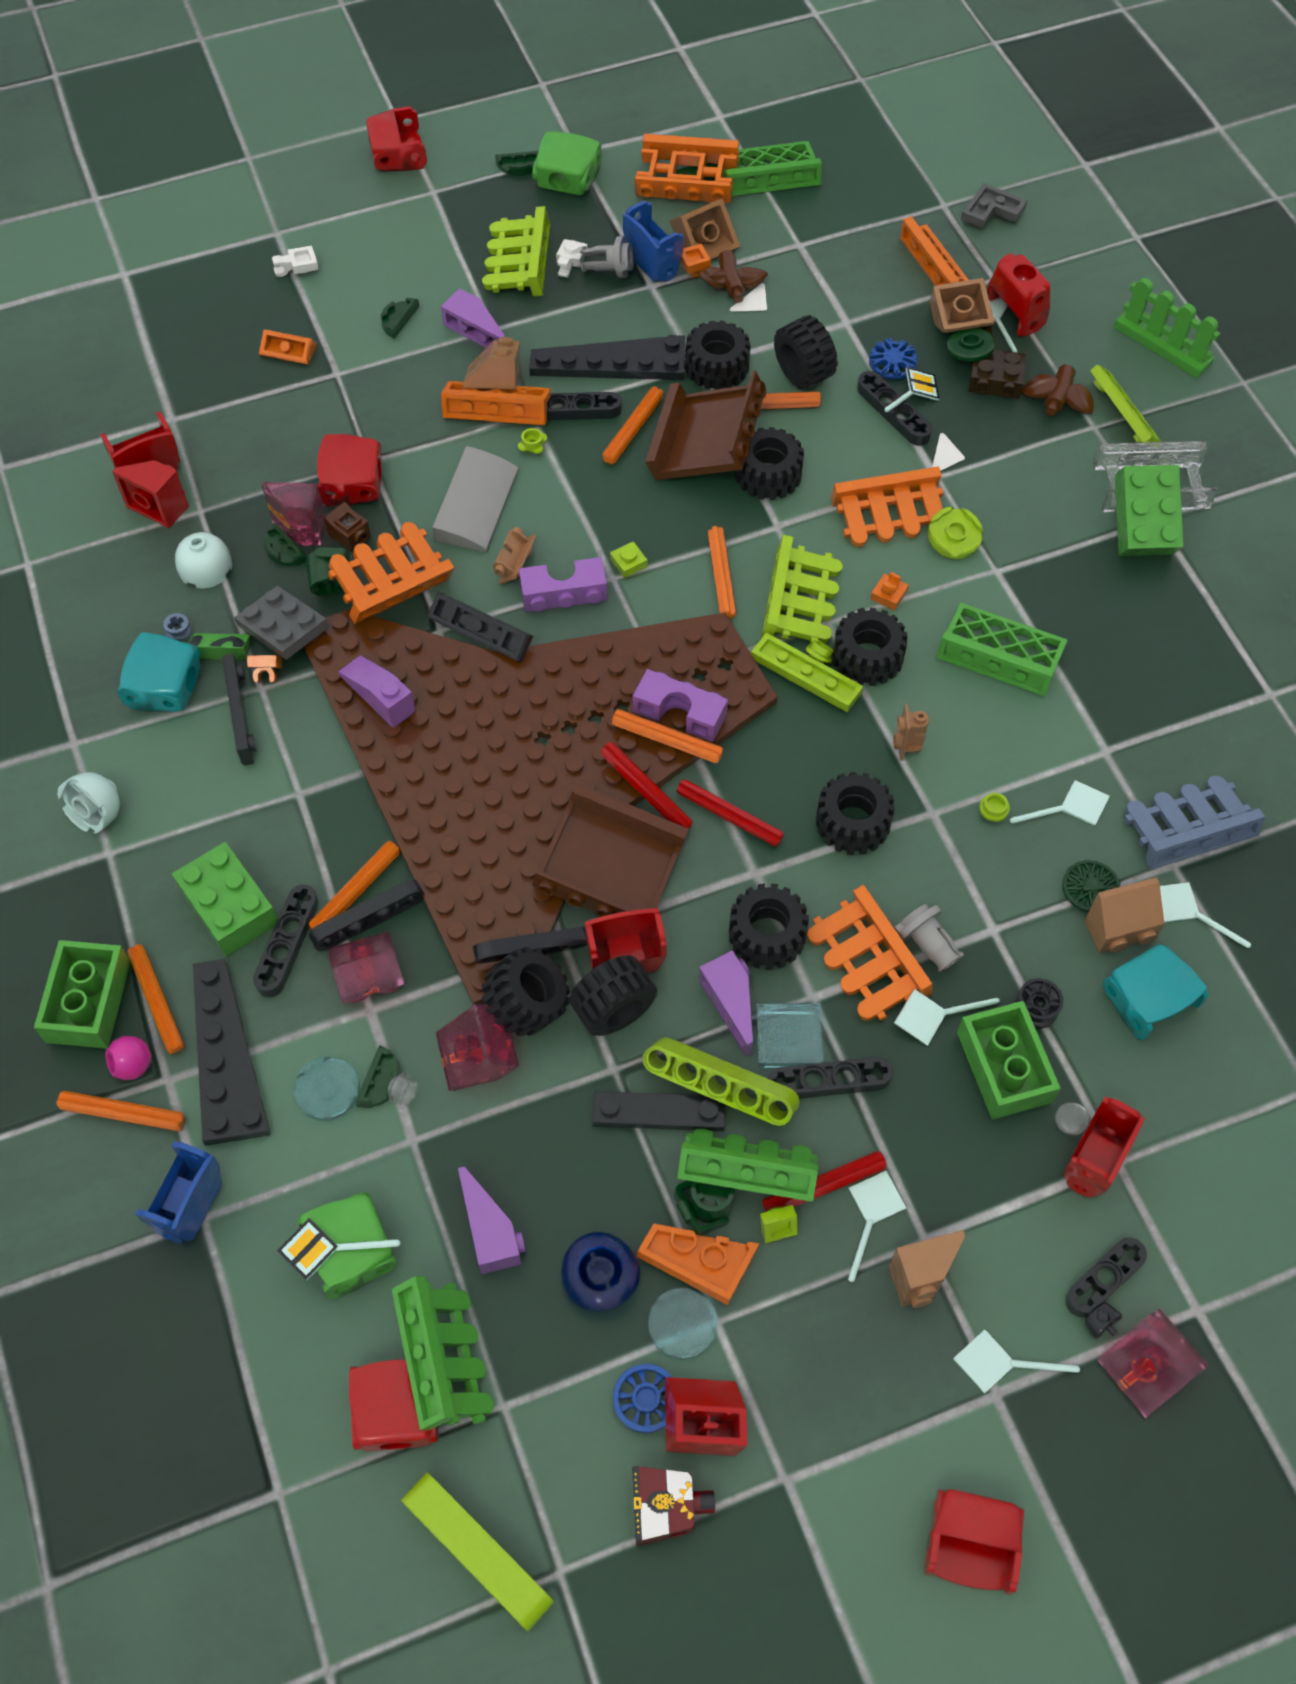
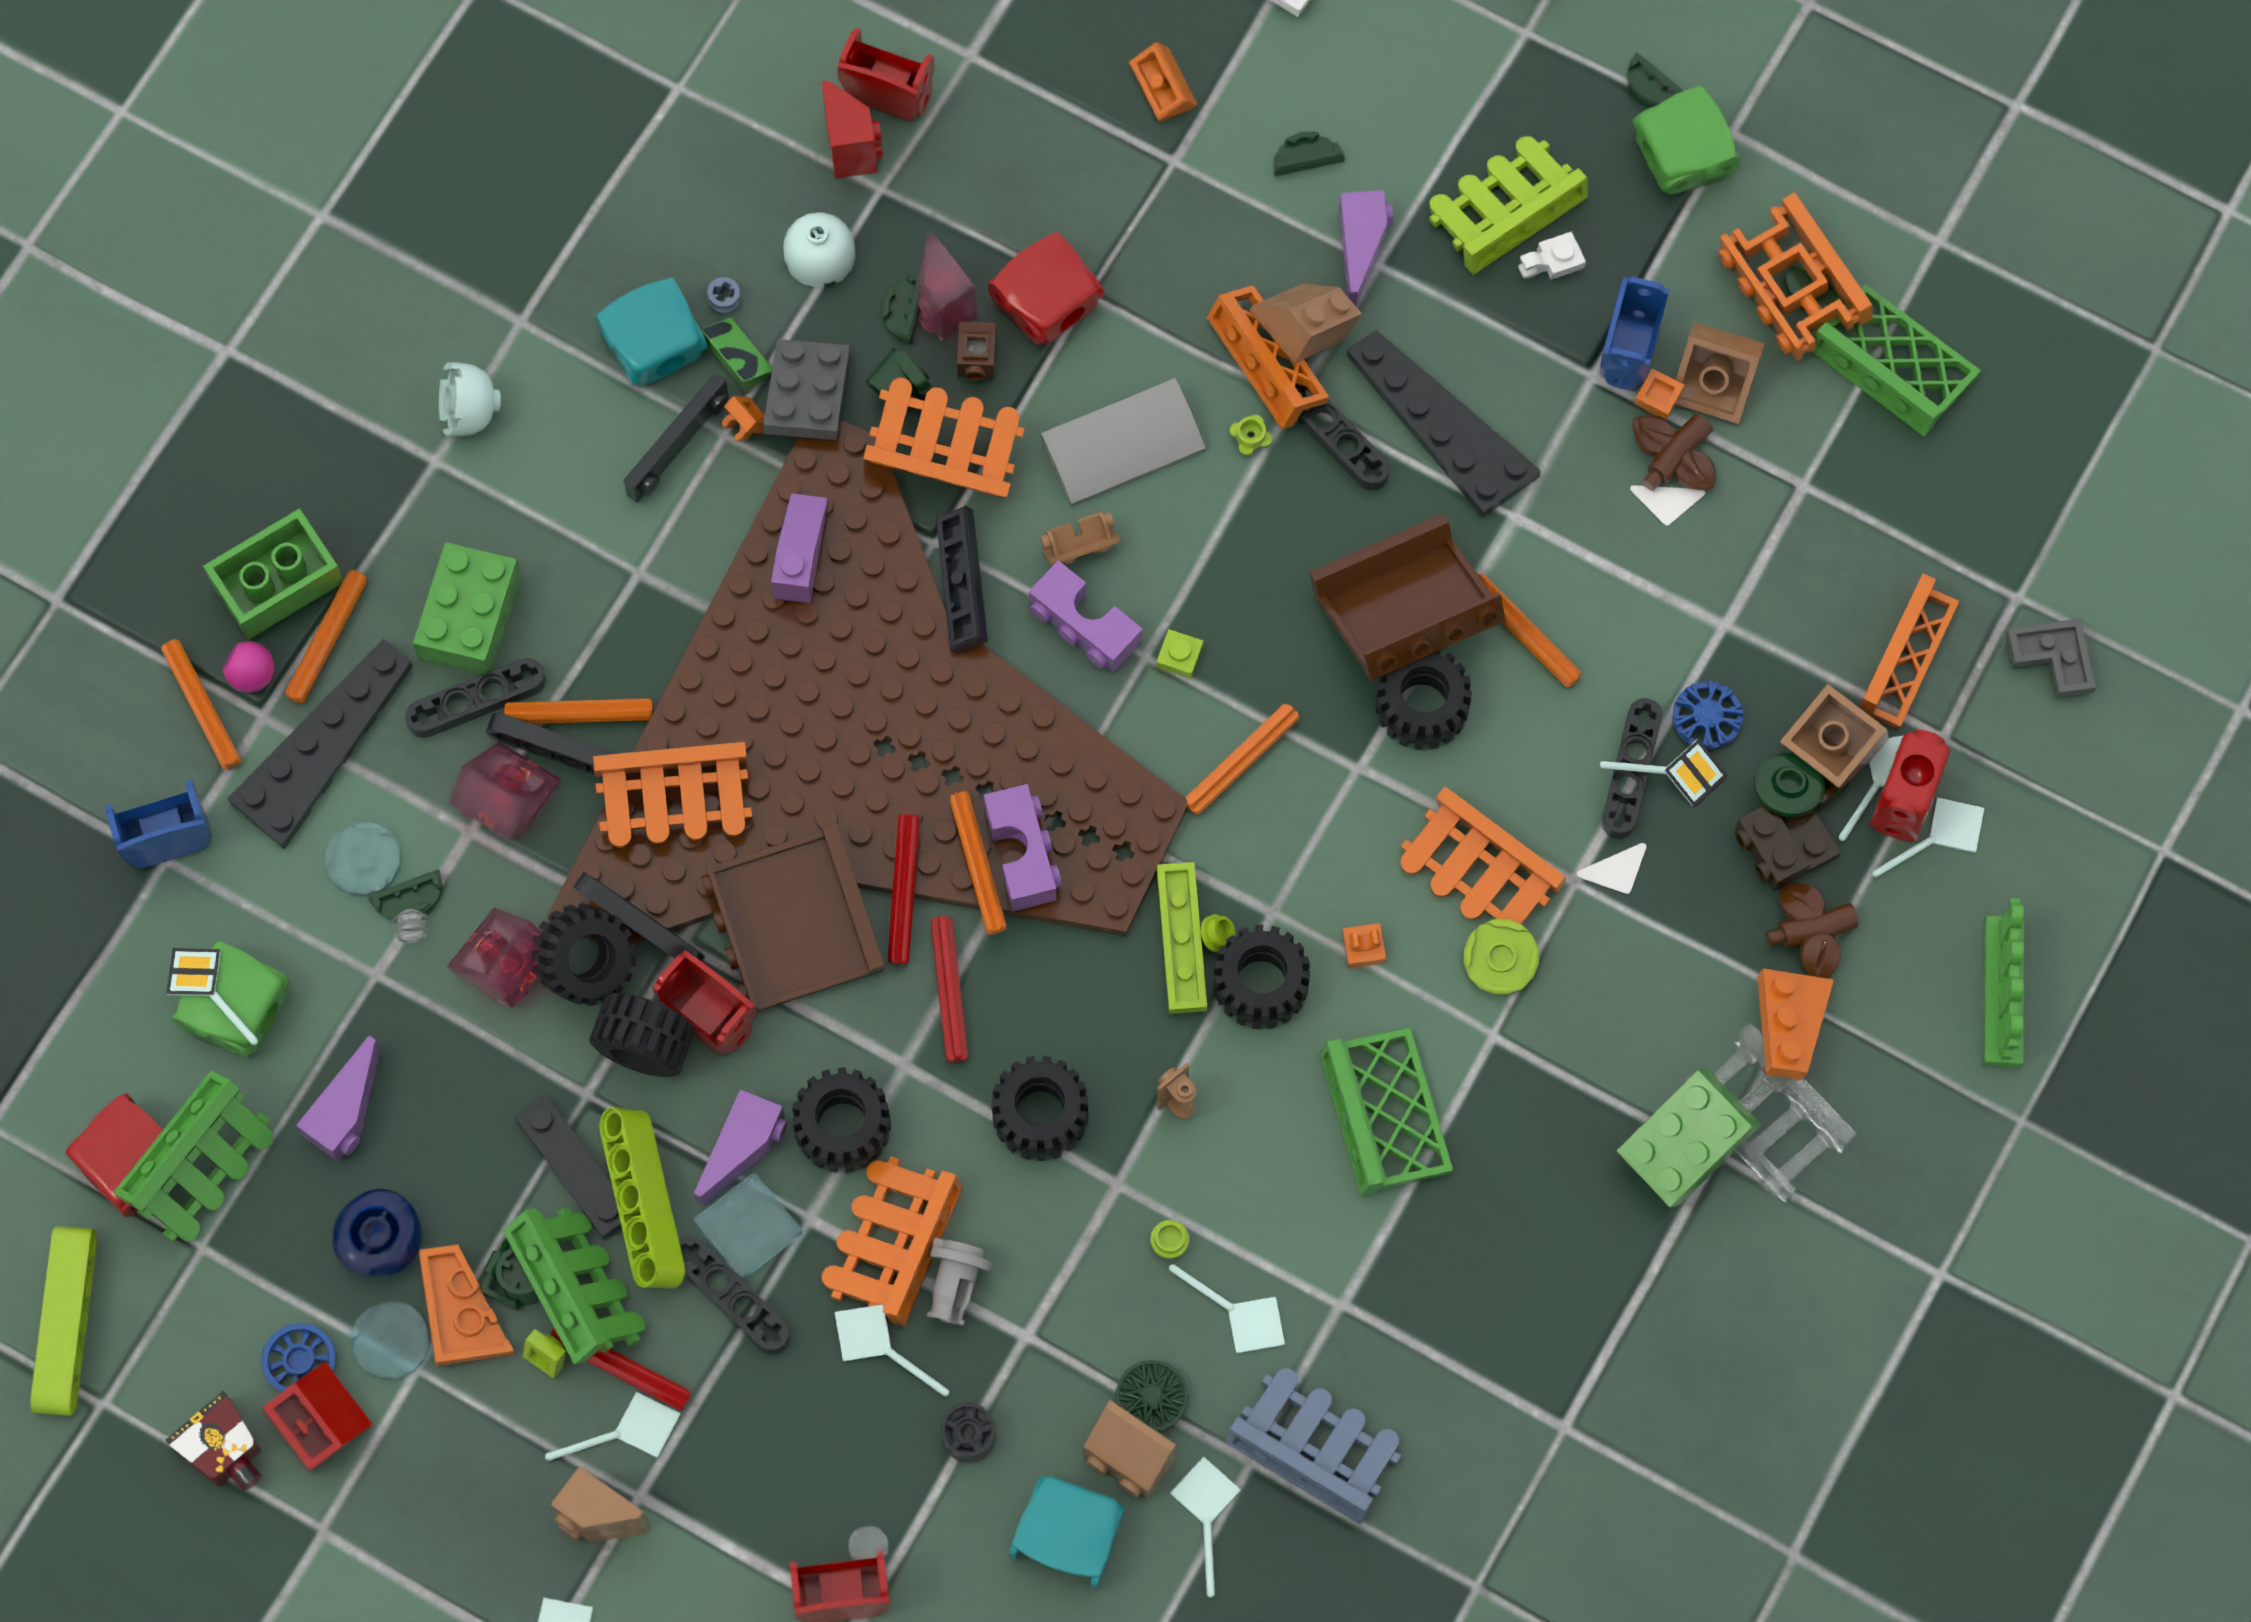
camera: 50 degrees right, 10 degrees up
(450, 870) = (653, 784): none -> orange fence
(619, 257) = (1586, 313): light grey piece -> none
(632, 425) = (1364, 517): orange axle -> none
(717, 355) = (1539, 502): black tyre -> none
(802, 582) = (1296, 849): lime fence -> none
(805, 352) = (1605, 620): black tyre -> none
(1008, 1060) = (874, 1442): bright green brick -> none
(1057, 306) = (1952, 826): none -> light aqua piece
(1107, 383) = (1850, 1014): lime plate -> none
(1112, 427) = (1791, 1020): none -> orange wing

